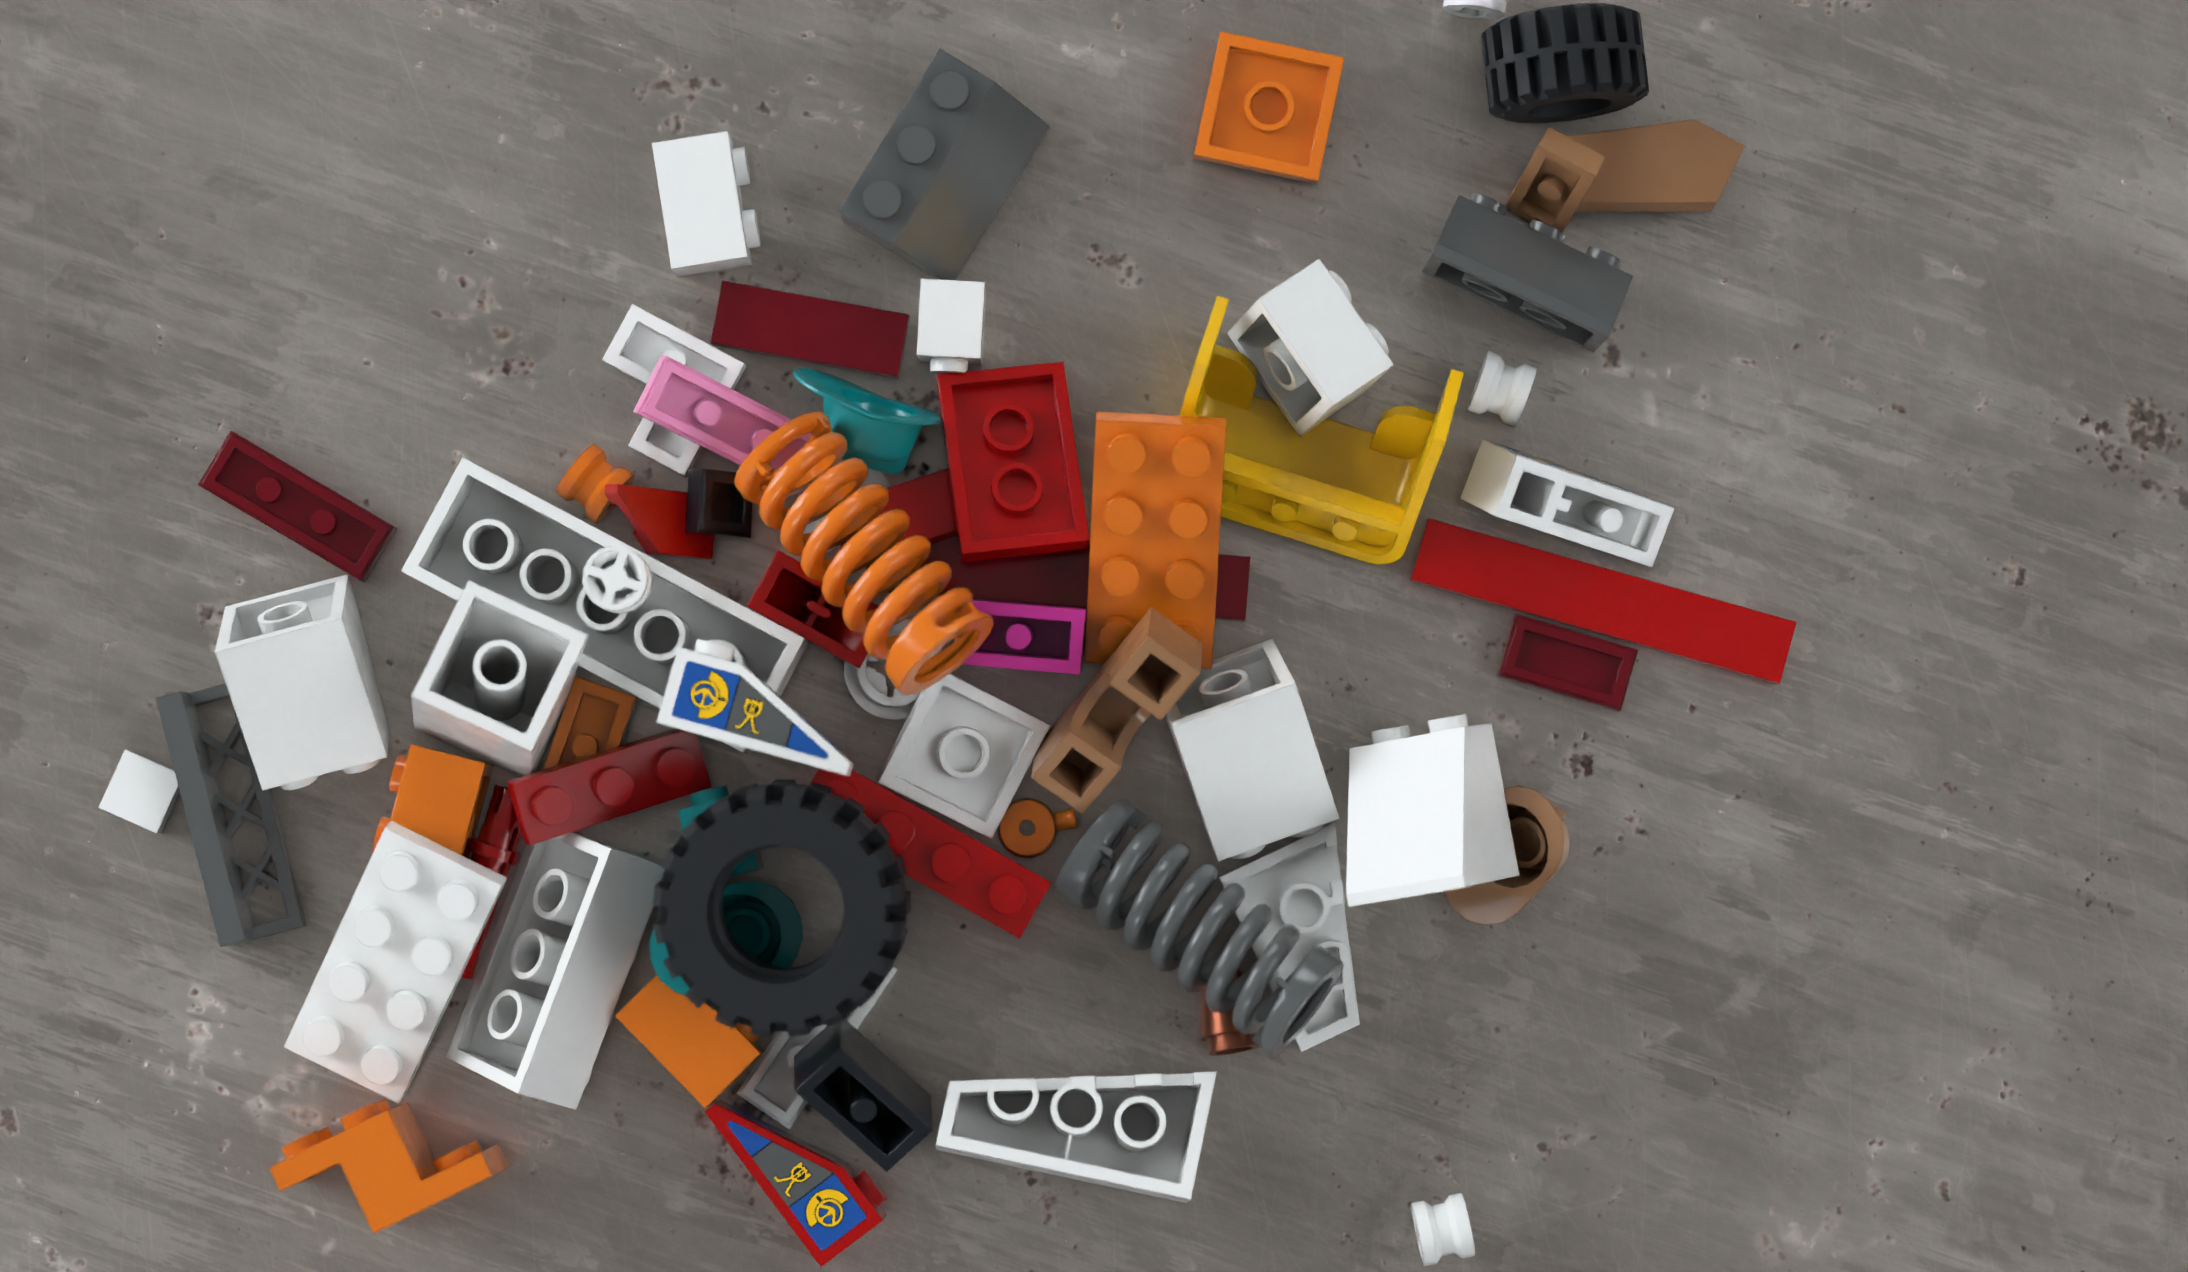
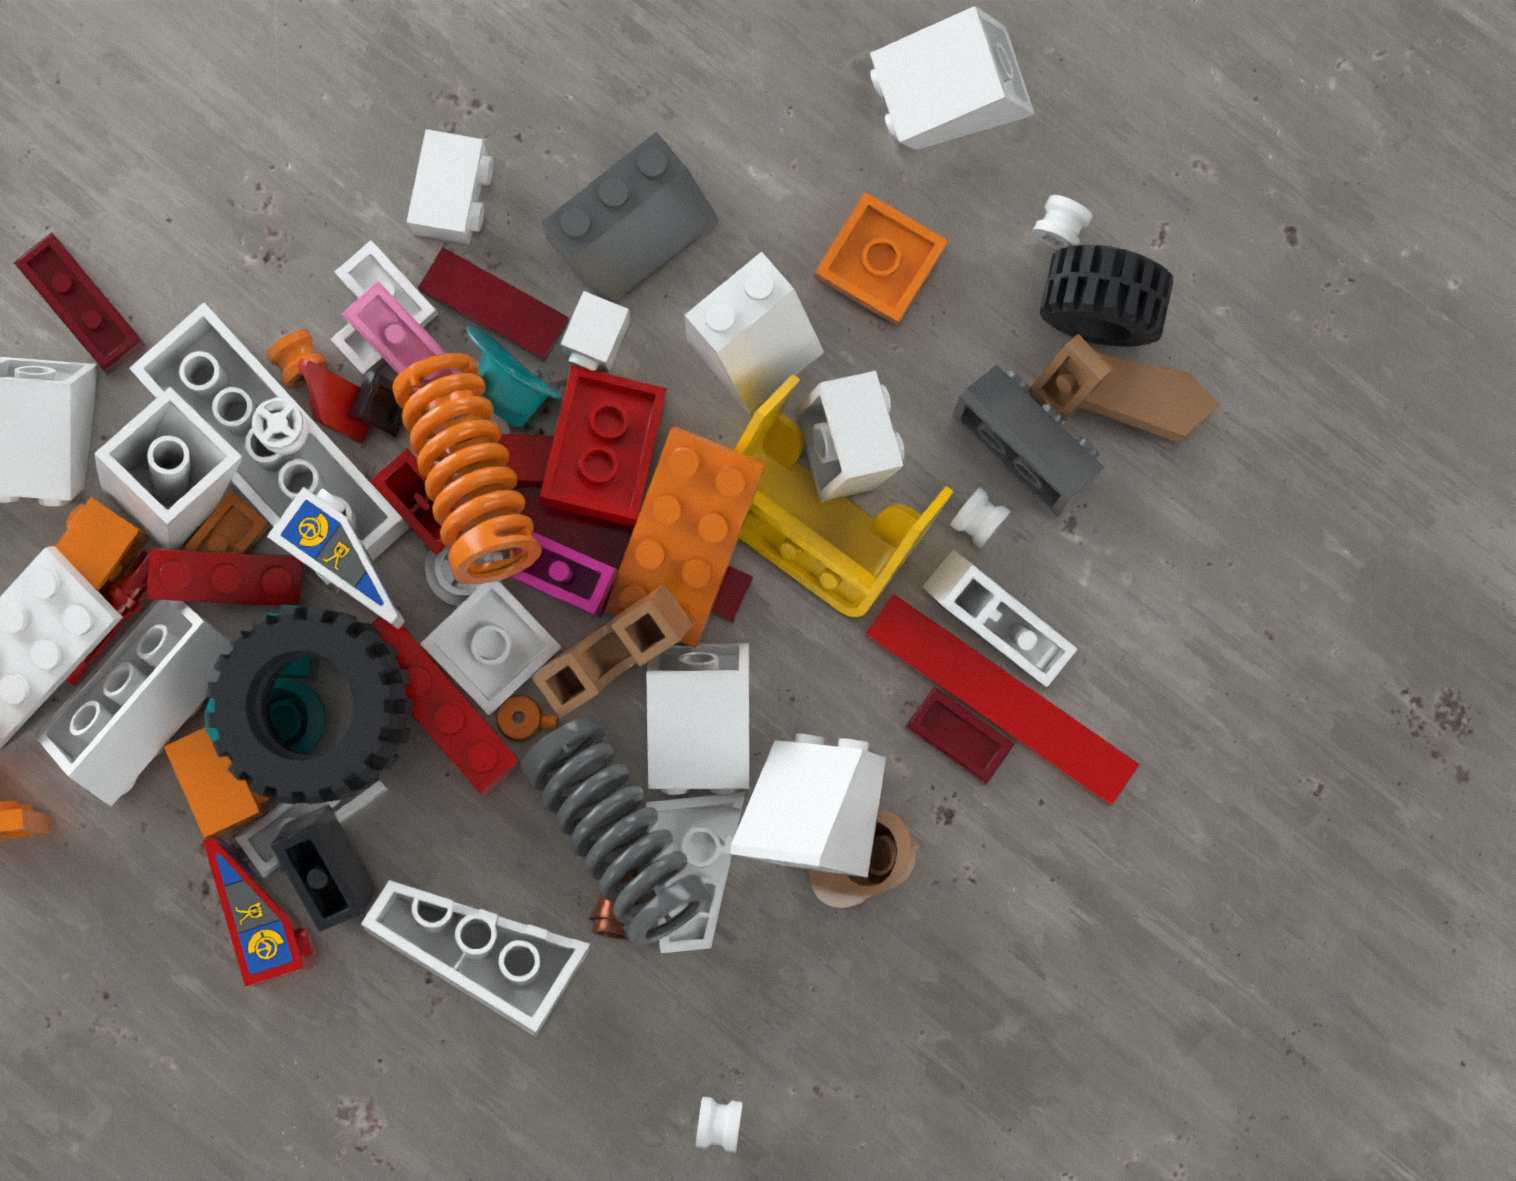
camera: 20 degrees right, 5 degrees down
(1149, 260) = (753, 333): none -> white slope

